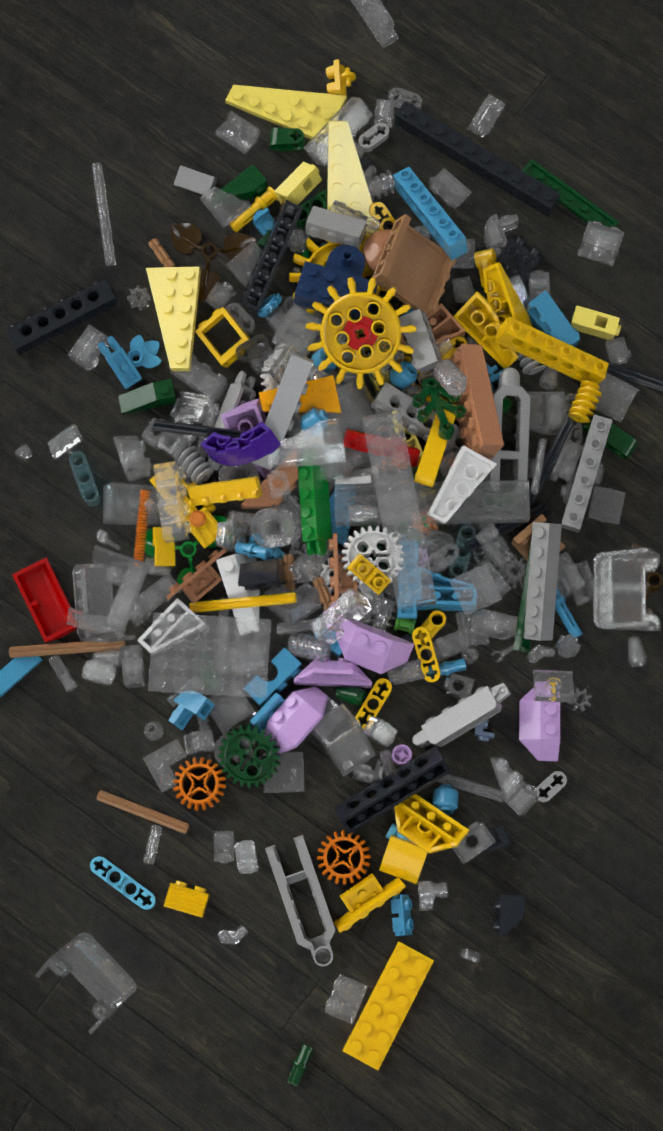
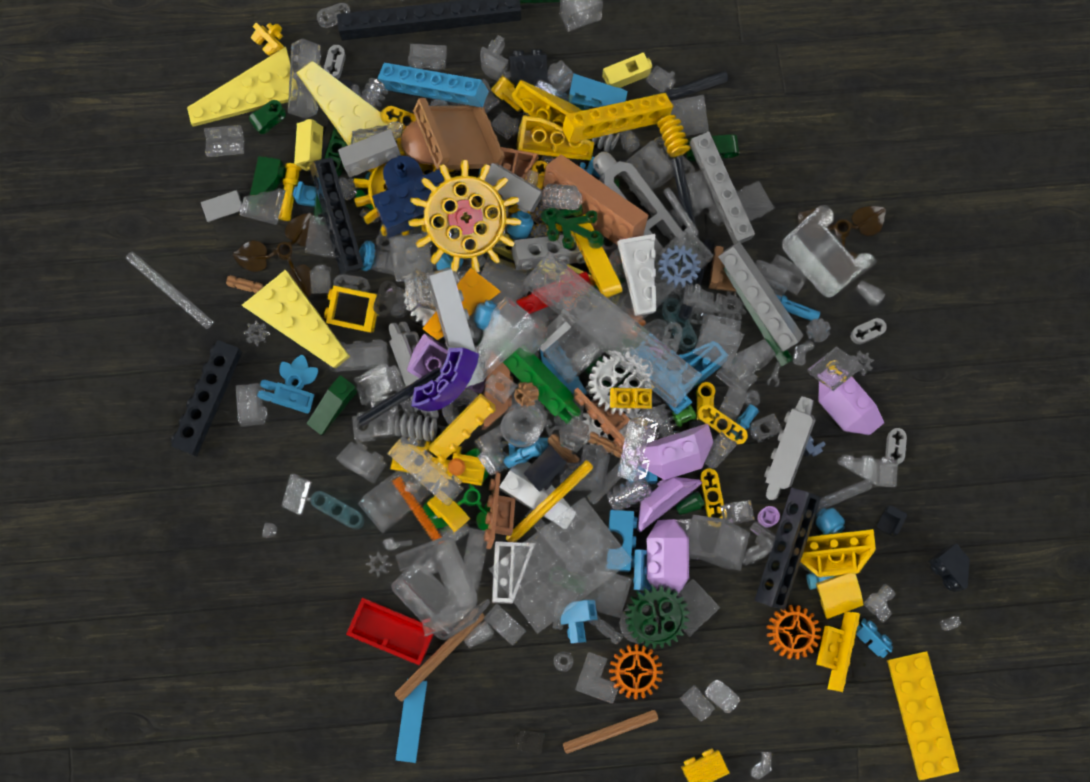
camera: 45 degrees left, 0 degrees up
(62, 673) = (452, 678): clear axle -> none
(79, 548) = (374, 560): none -> clear gear
(98, 672) = (482, 653): clear gear -> none
(152, 845) = (640, 750): clear axle -> none
(198, 742) = (607, 640): clear bracket -> none
(293, 505) = (526, 394): none -> medium nougat gear
(319, 945) = (833, 714): light grey piece -> none
(345, 998) = (888, 738): clear bracket -> none
(384, 112) = (327, 36): clear brick -> none
(484, 838) = (887, 530): clear brick -> none
(488, 497) = (672, 266): none -> sand blue gear
(607, 685) = (870, 334): none -> light grey beam

